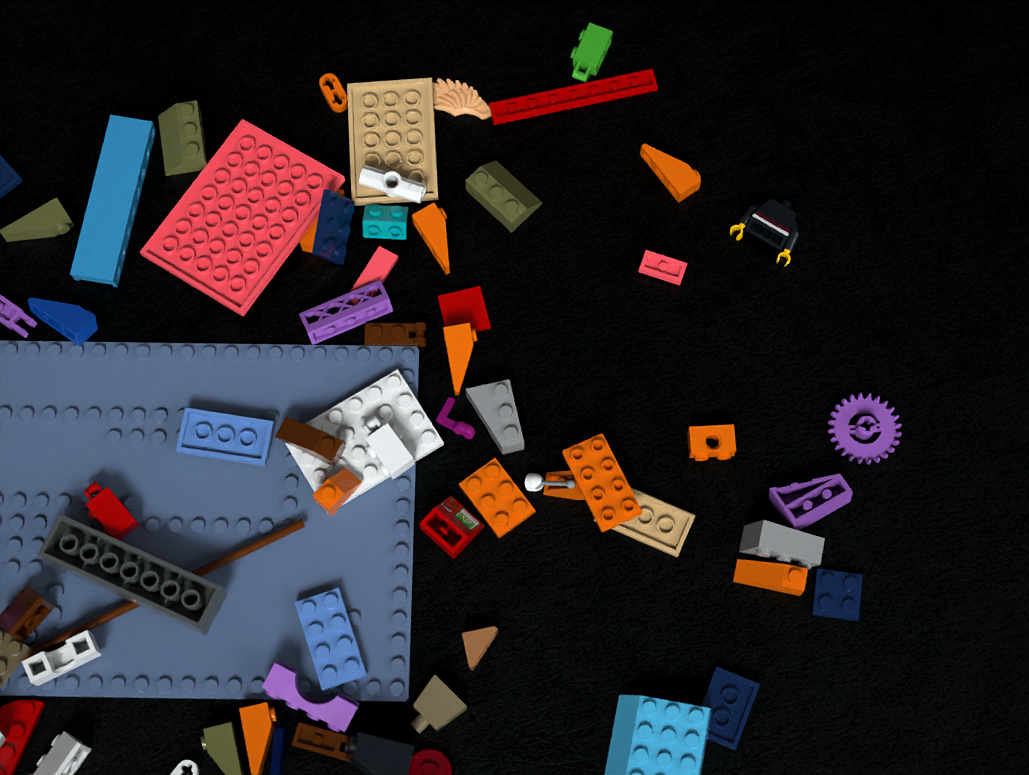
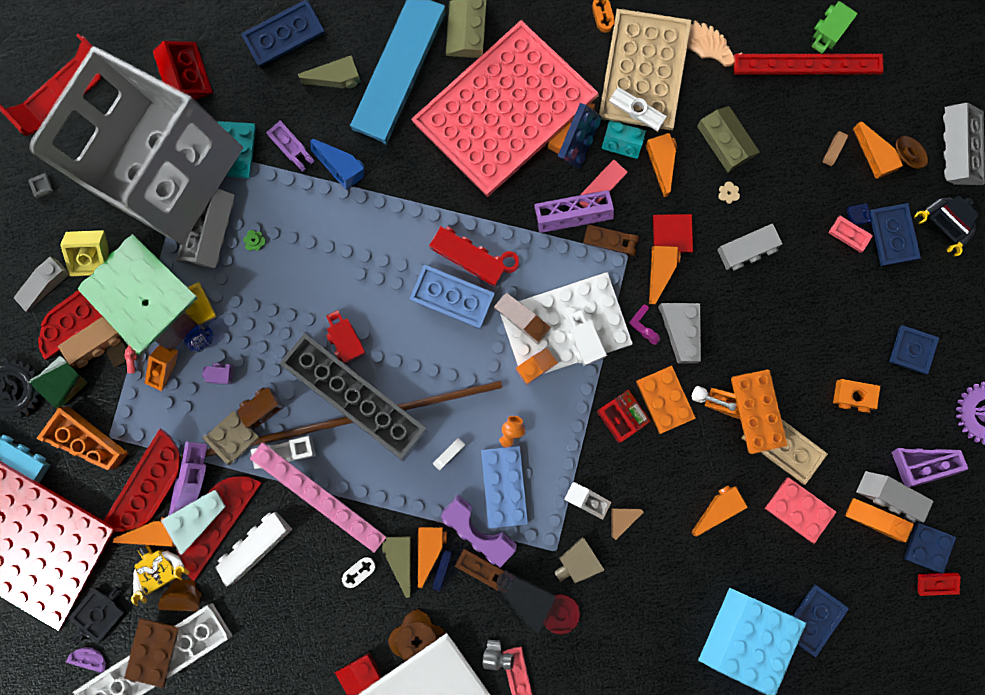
camera: 15 degrees right, 10 degrees up
(113, 700) = (317, 497): none -> bright pink plate
(239, 388) = (471, 258): none -> red hinge
(257, 615) = (449, 453): none -> white beam
(325, 569) = (512, 429): none -> orange animal
(431, 632) = (587, 500): none -> white slope
(517, 248) = (733, 190): none -> tan plant
(553, 307) = (750, 247): none -> light grey brick
(590, 602) = (721, 508): none -> orange slope
(623, 180) = (835, 148): none -> medium nougat beam
(668, 244) = (859, 214): none -> clear blue tile
(679, 586) = (800, 510): none -> coral plate
(708, 164) = (911, 152): none -> reddish brown dish
(712, 257) = (894, 234): none -> dark blue plate
(764, 377) = (914, 349): none -> dark blue plate
(765, 144) = (964, 144): none -> light grey slope
(856, 632) = (938, 584): none -> red plate

